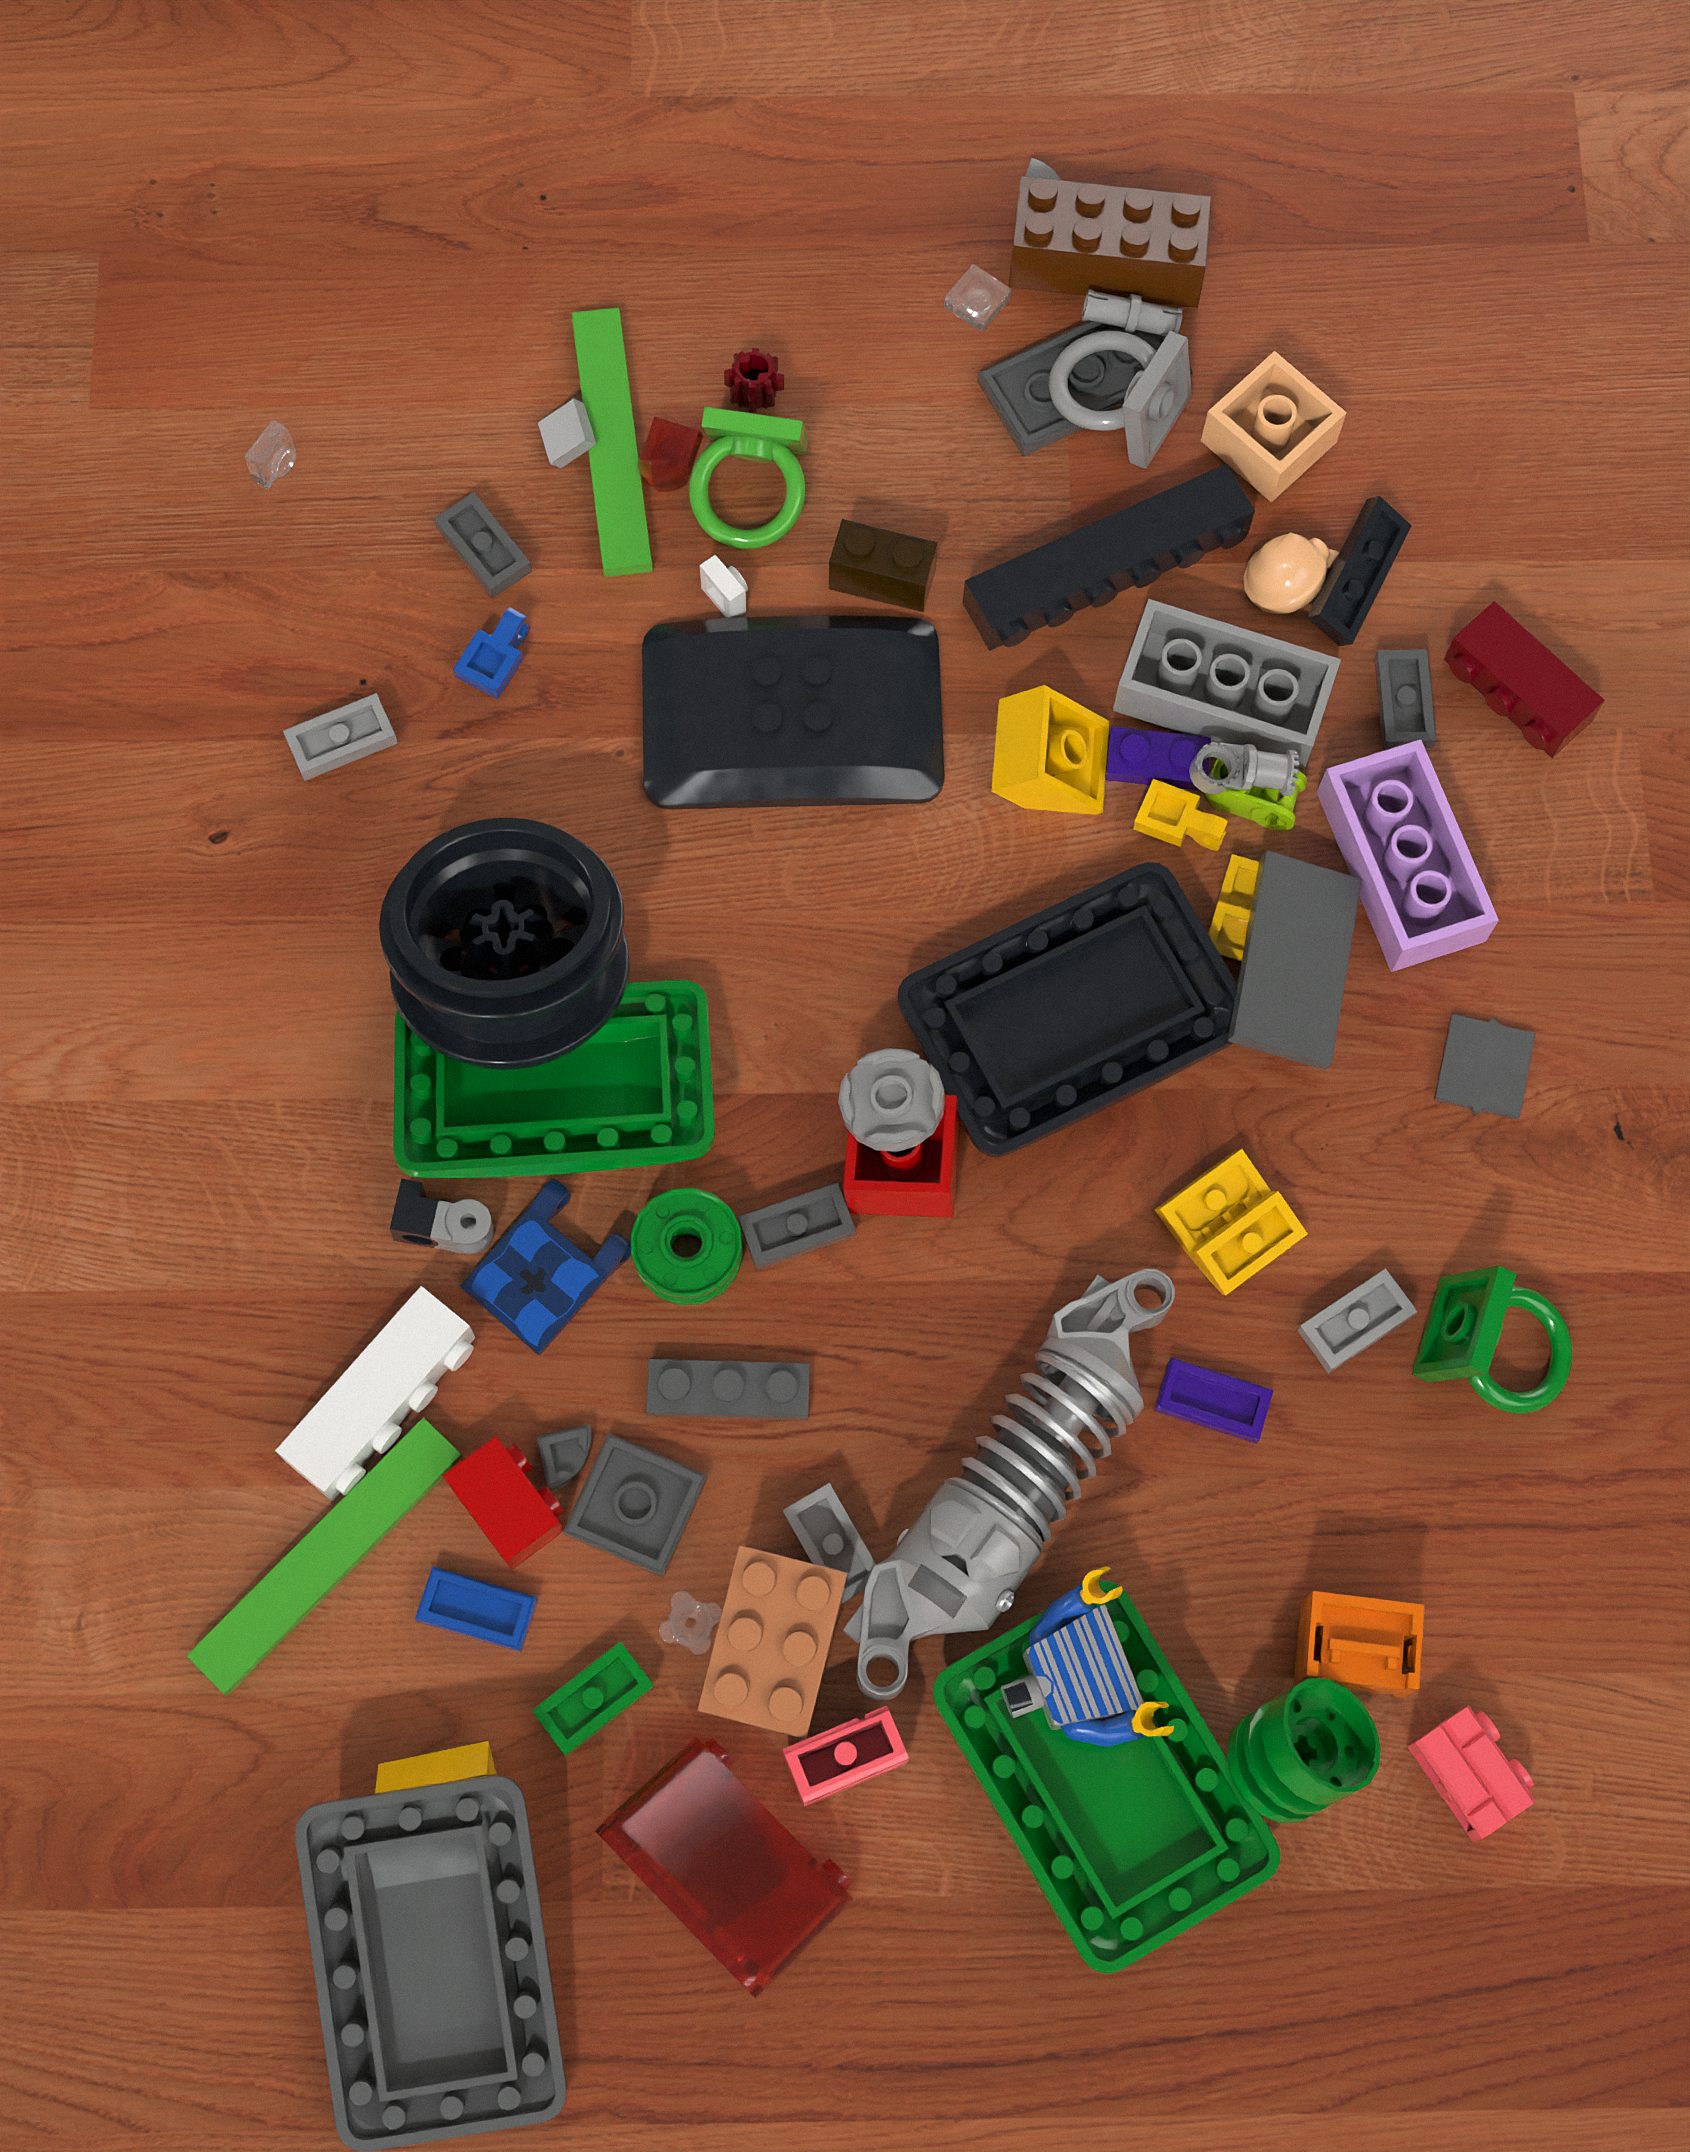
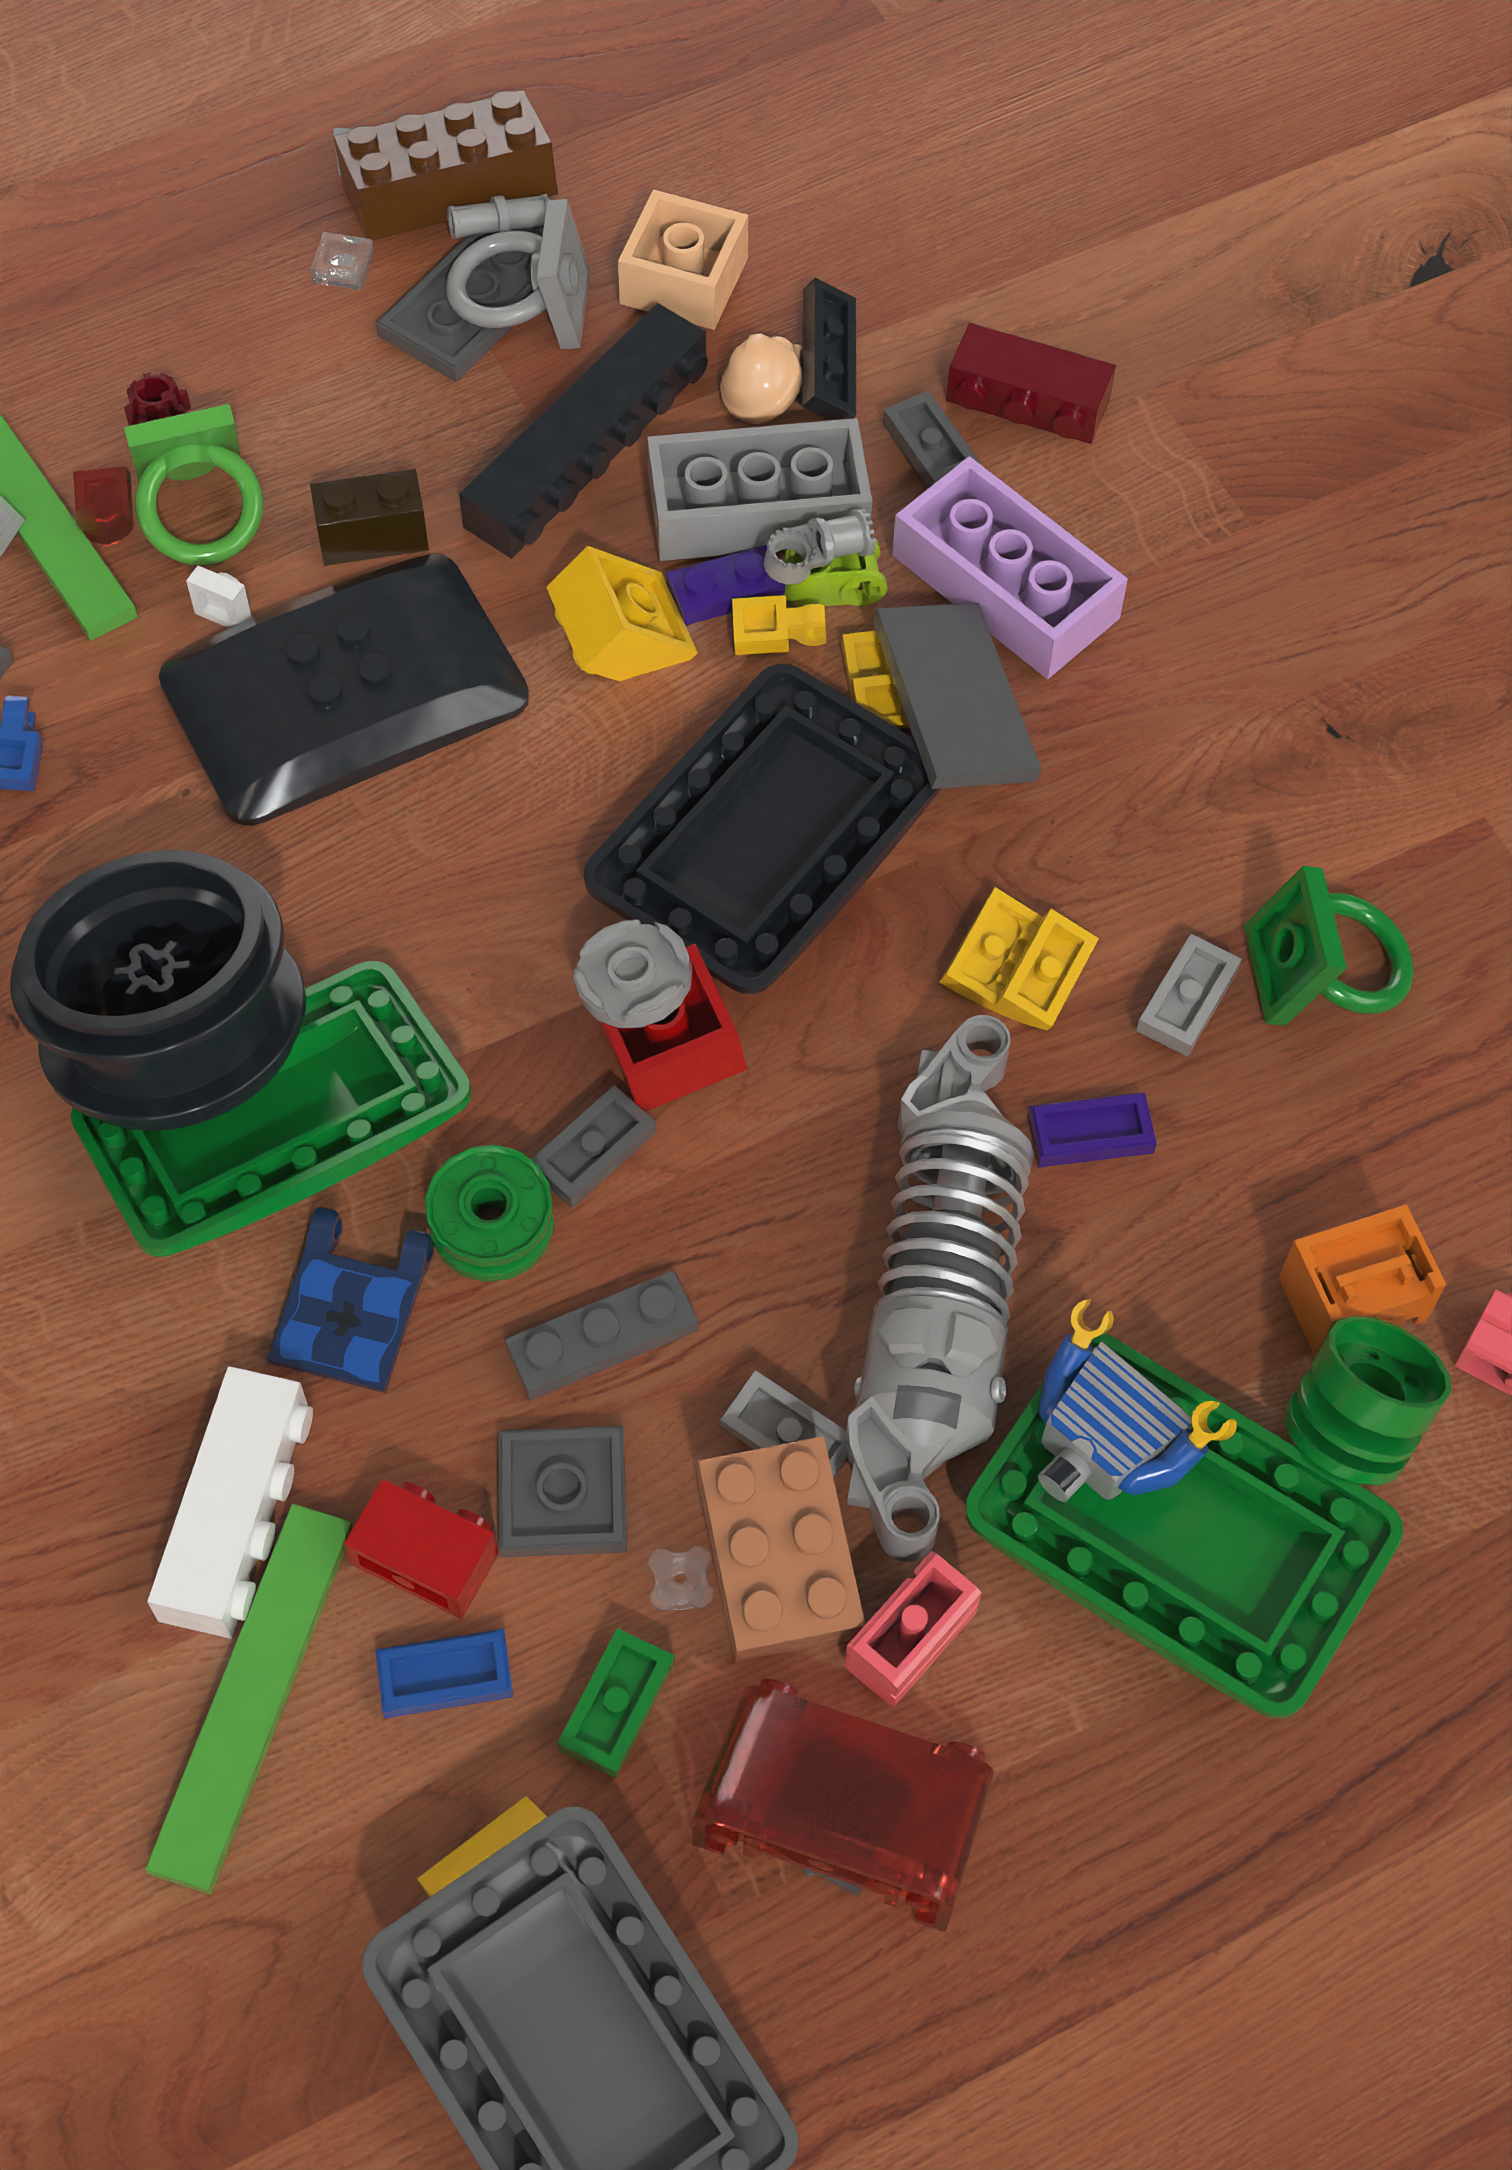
camera: 25 degrees left, 10 degrees down
(439, 1224) = (217, 1303): leg -> none
(564, 1455) = (461, 1474): dark grey tile -> none
(1484, 1066) = (1179, 726): dark grey piece -> none

